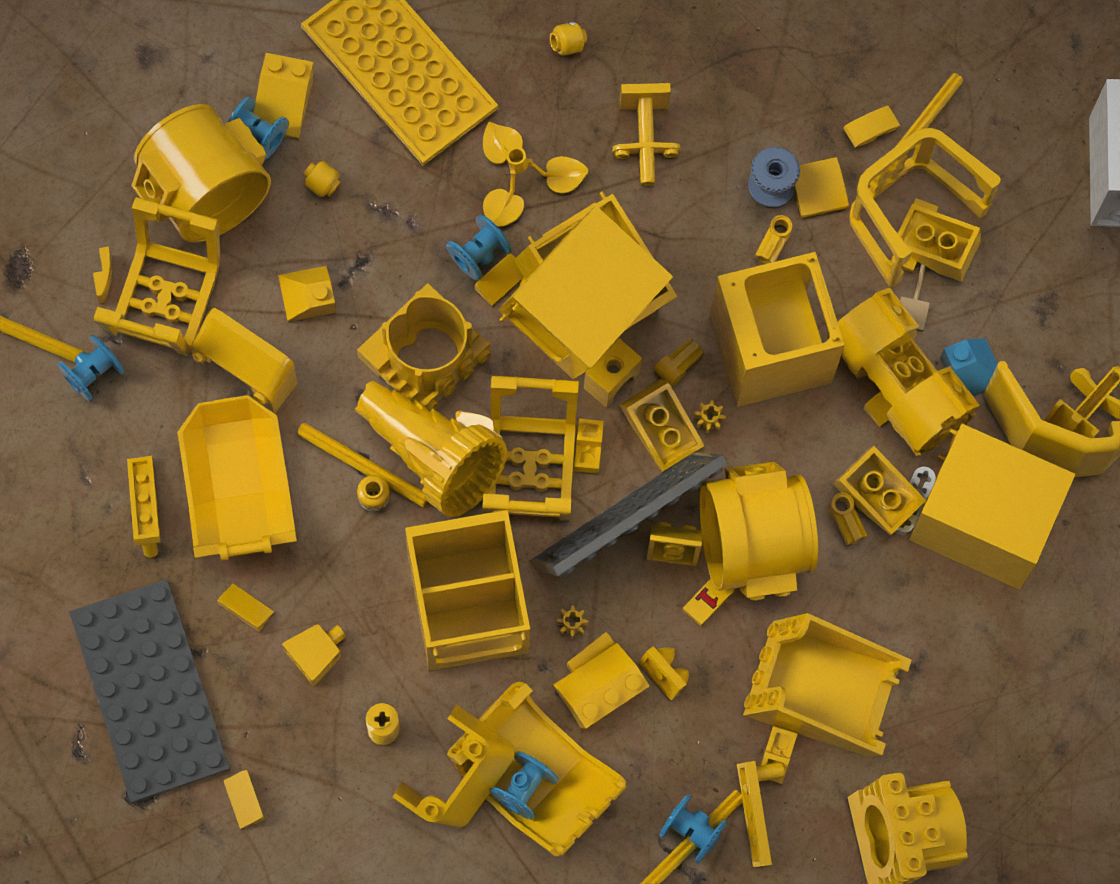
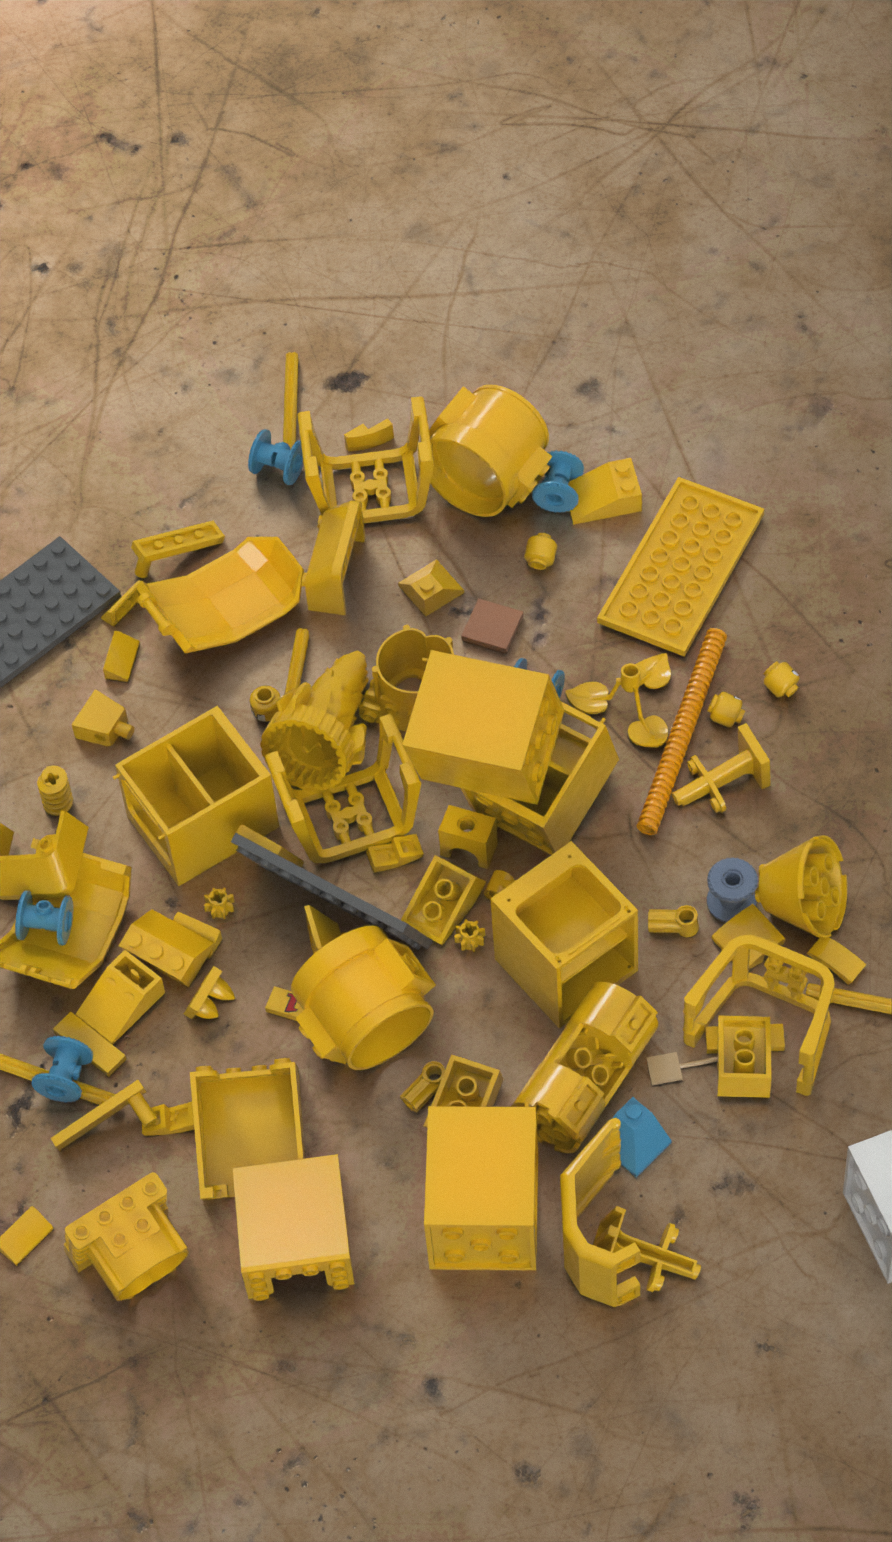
camera: 75 degrees right, 15 degrees down
(180, 582) = (122, 606): none -> yellow slope
(380, 257) = (492, 626): none -> nougat tile
(547, 549) = (269, 845): none -> yellow tile
(577, 98) = (726, 709): none -> yellow head
(580, 145) = (681, 731): none -> light orange piece
(635, 749) = (120, 997): none -> yellow slope
(665, 796) = (105, 1055): none -> yellow tile
(803, 119) = (806, 887): none -> yellow cone
(948, 684) = (292, 1223): none -> yellow windscreen

